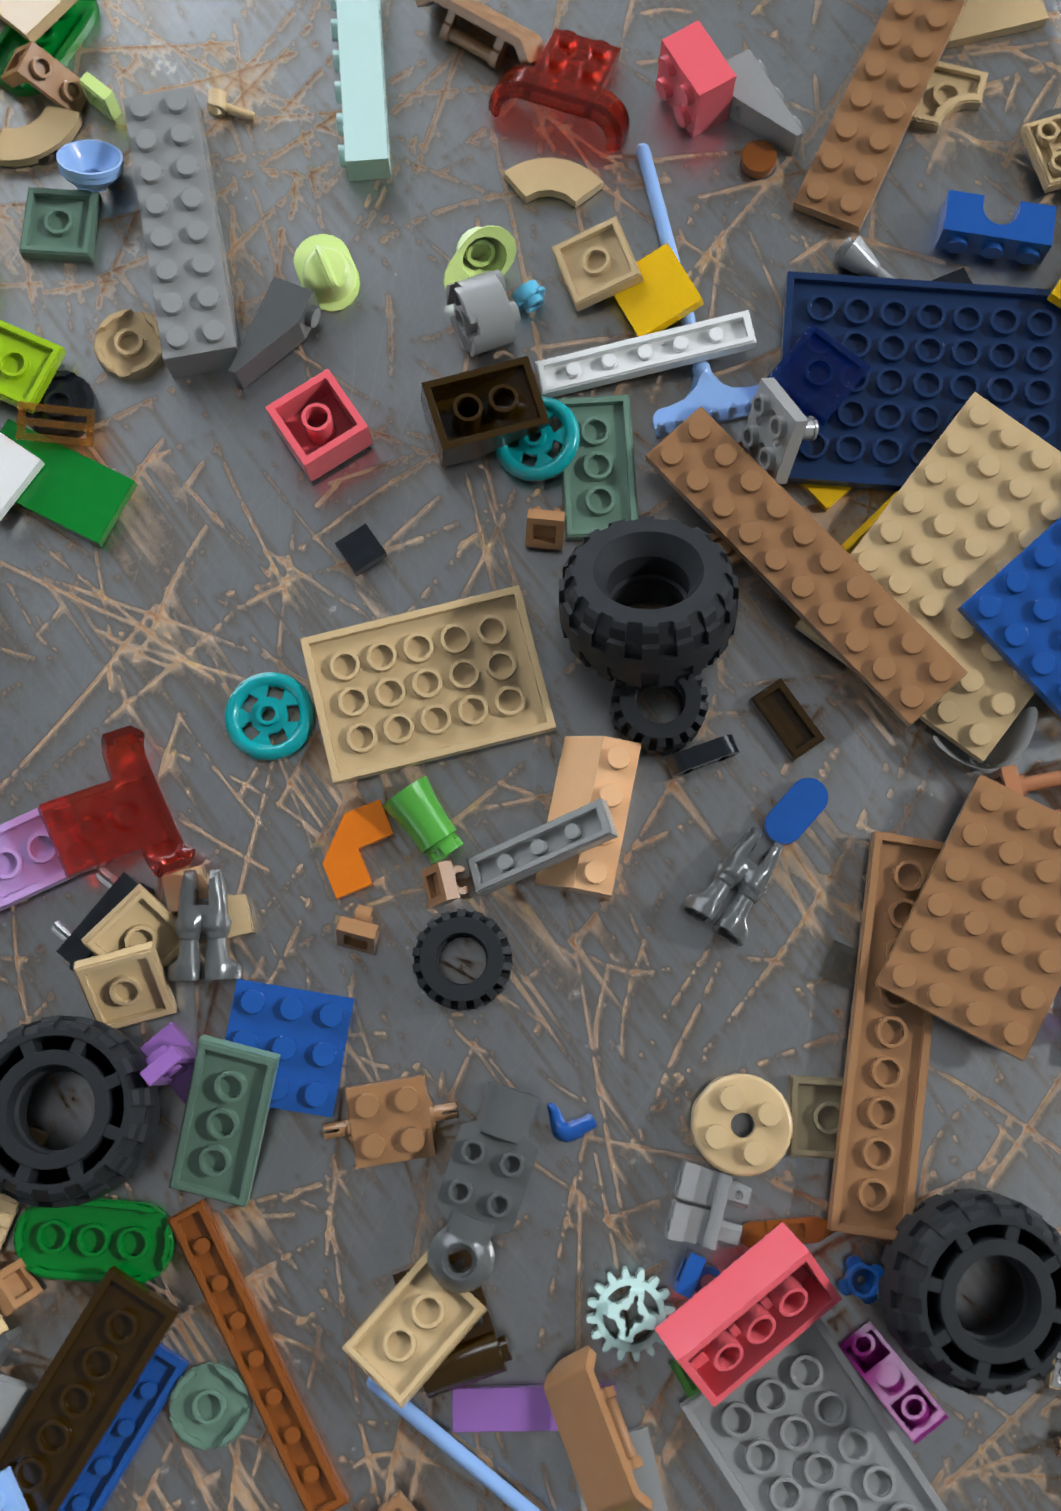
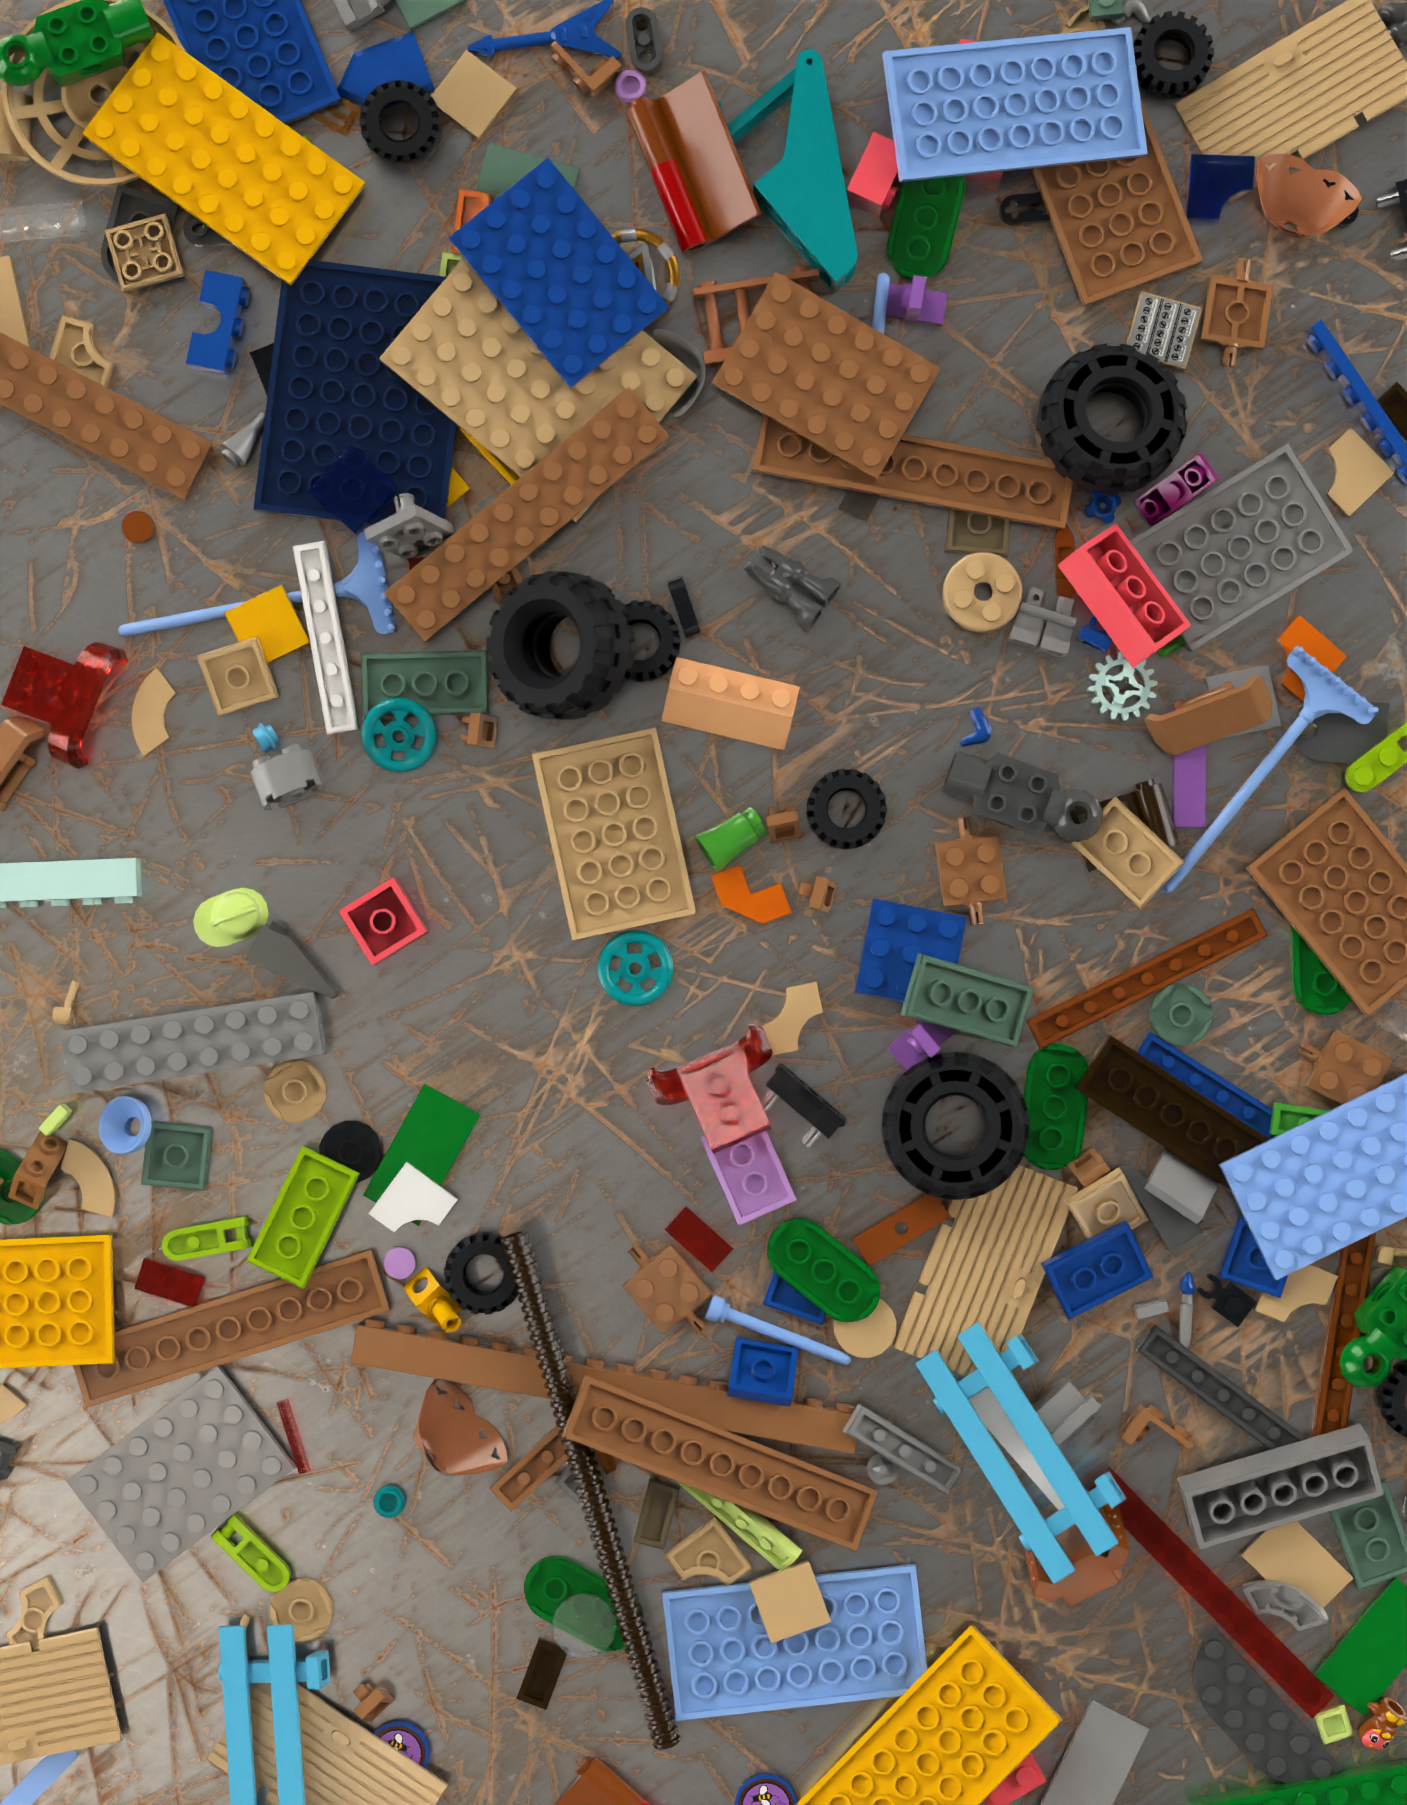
camera: 90 degrees left, 10 degrees up
(22, 421) = (387, 1126): clear orange tile -> none
(126, 986) = (858, 1081): tan tile -> none
(134, 922) = (820, 1071): tan tile -> none
(206, 916) = (804, 1016): dark grey piece -> none
(361, 549) = (492, 889): black tile -> none
(481, 251) = (230, 778): yellowish green piece -> none
(482, 409) = (375, 779): dark brown slope -> none
(542, 847) = (758, 742): light grey tile -> none
(695, 79) = (69, 581): coral brick -> none
(761, 105) = (80, 532): light grey slope -> none
(786, 720) = (653, 534): dark brown tile -> none
(795, 811) = (731, 532): blue tile -> none

